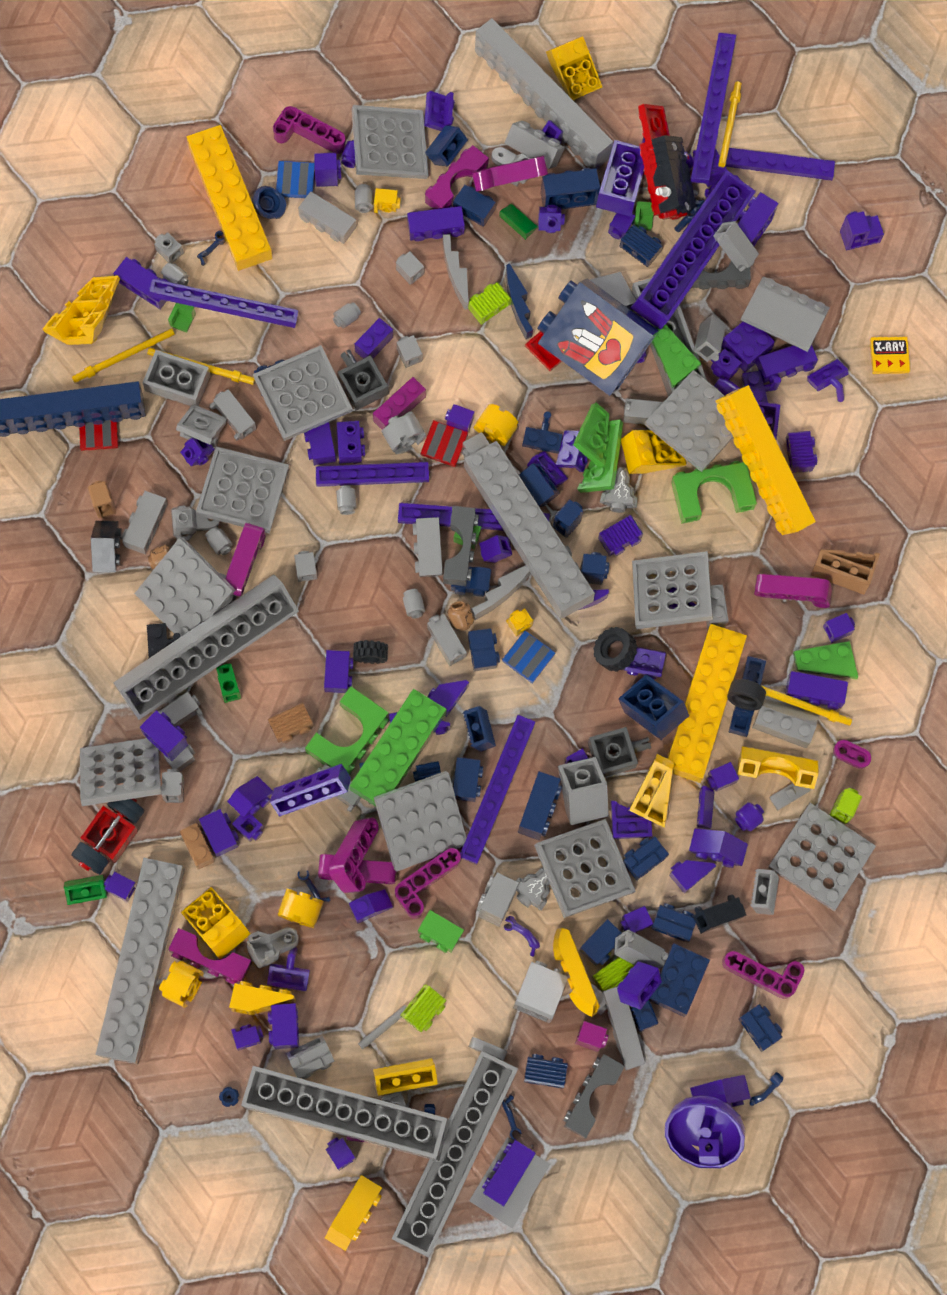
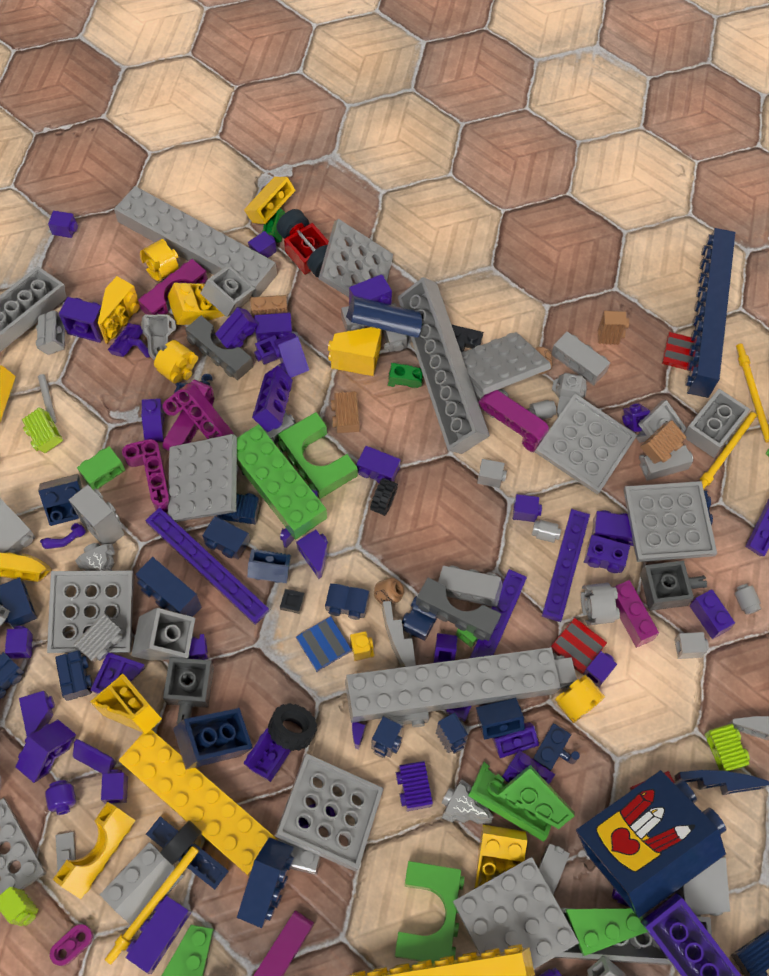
camera: 115 degrees right, 10 degrees down
(57, 903) = (269, 200): none -> yellow brick
(104, 545) = (569, 316): brick -> none
(167, 1117) = (62, 224): none -> dark purple brick
(172, 786) = (327, 302): light grey brick -> none
(186, 710) = (384, 316): none -> dark blue brick
(198, 891) = (227, 290): none -> light grey brick
(220, 733) = (356, 350): none -> yellow slope
(223, 416) = (663, 442): none -> medium nougat brick
(234, 1097) = (53, 267): dark blue plate -> none
(238, 865) = (236, 328): none -> dark purple brick
(247, 1036) = (94, 292): dark purple brick -> none
(253, 901) = (233, 361): none -> dark grey arch
(330, 524) = (526, 508): none -> dark purple brick
(413, 603) = (418, 555): light grey brick -> none
(446, 639) = (370, 570): light grey brick -> none
(485, 951) = (56, 496): none -> dark blue slope
(501, 698) = (292, 601): none -> black plate
(607, 844) = (99, 638): none -> light grey brick
(748, 614) = (266, 882): none -> dark blue brick

